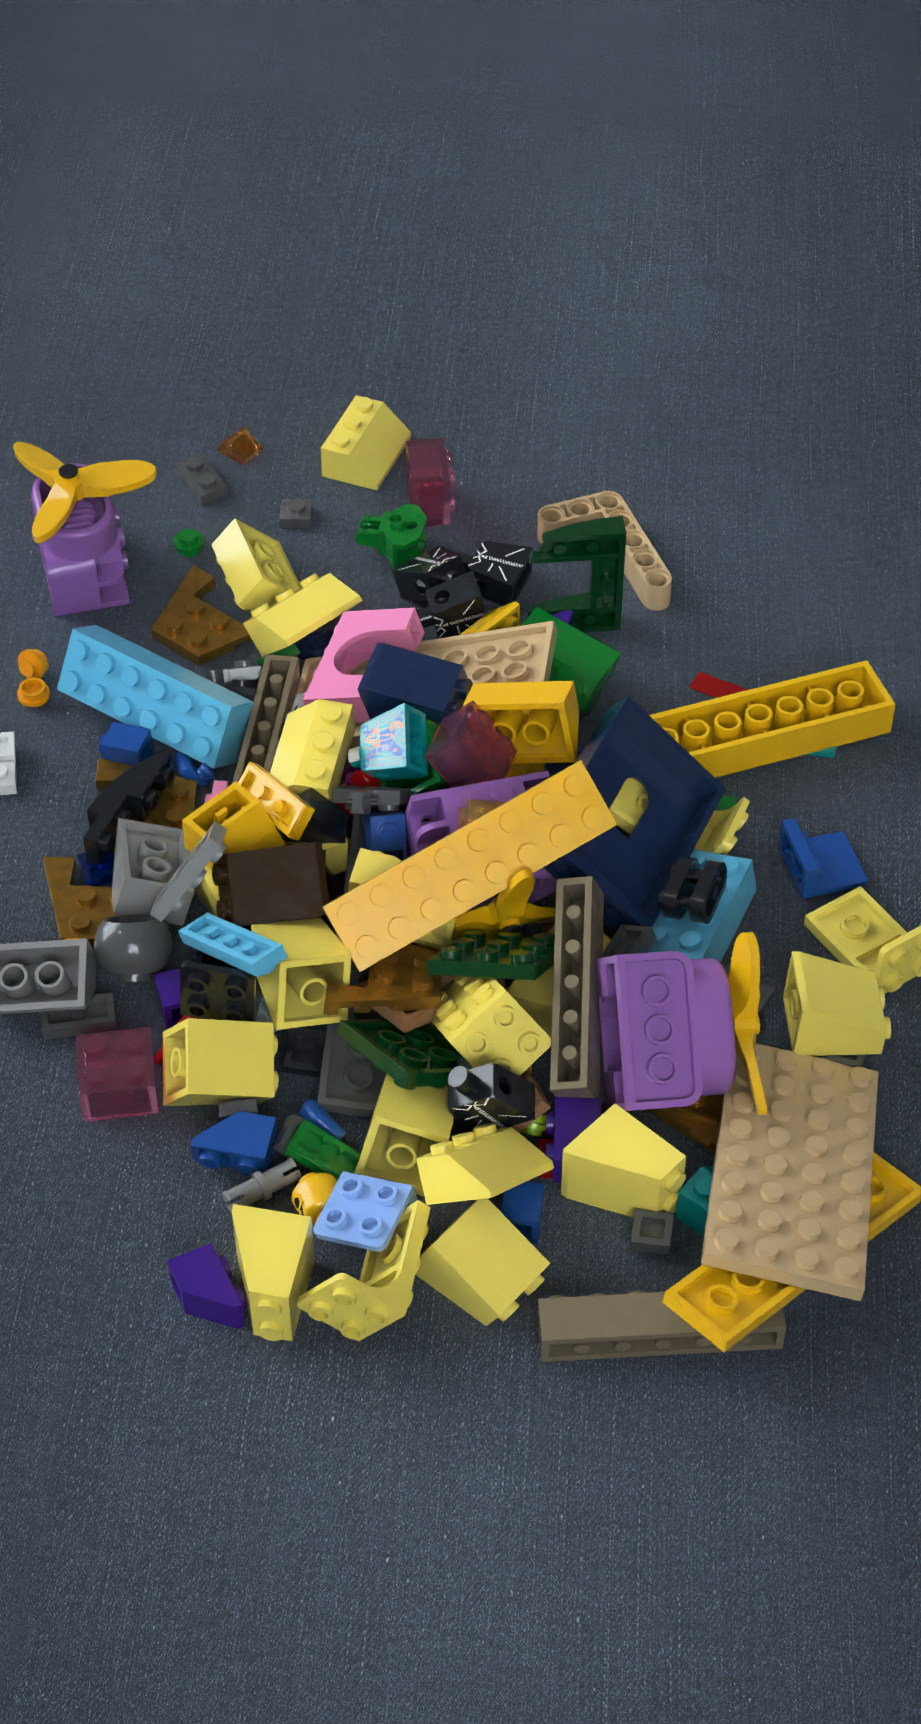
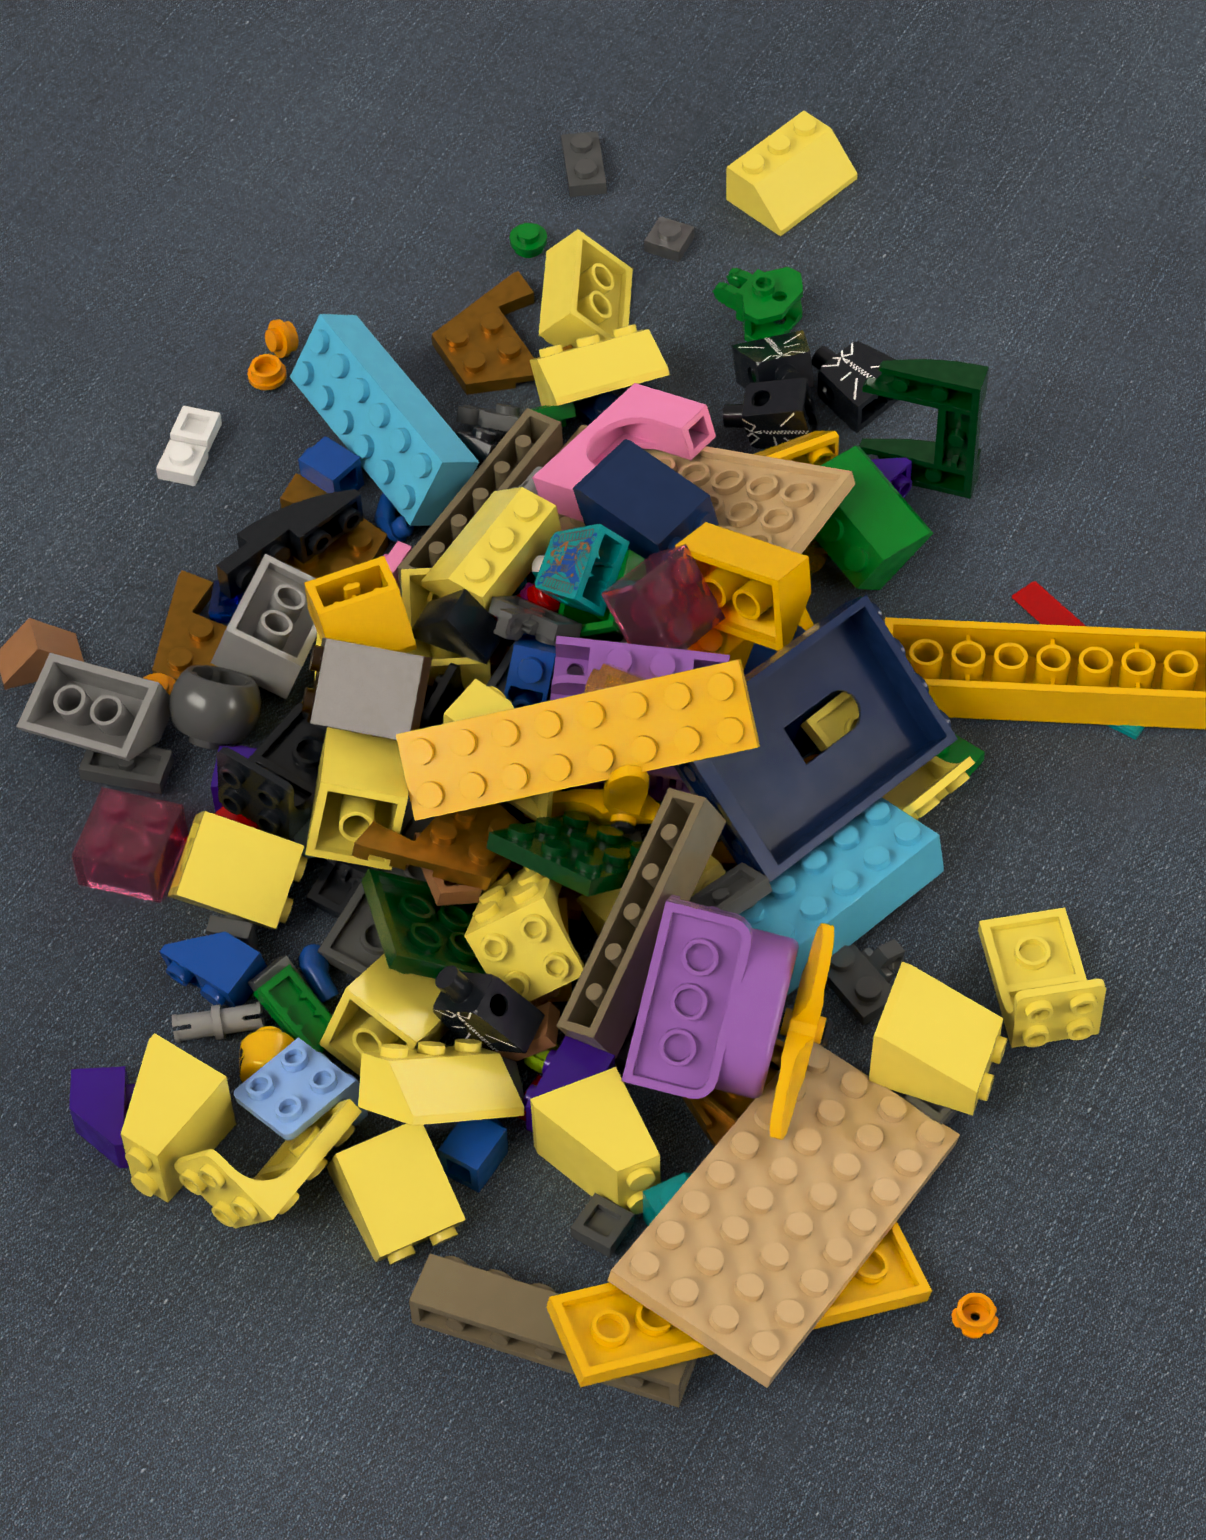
camera: 25 degrees right, 5 degrees up
(79, 527) = (396, 192): medium lavender brick -> none
(190, 872) = (290, 646): light grey plate -> none
(233, 944) = (291, 744): medium azure plate -> none
(240, 446) = (649, 135): clear orange slope -> none
(283, 806) = (422, 590): yellow tile -> none
(430, 479) = (833, 246): clear pink brick -> none
(642, 563) = (1027, 351): tan beam -> none
(693, 890) = (842, 850): black brick -> none
(820, 862) = (1039, 863): blue bracket -> none

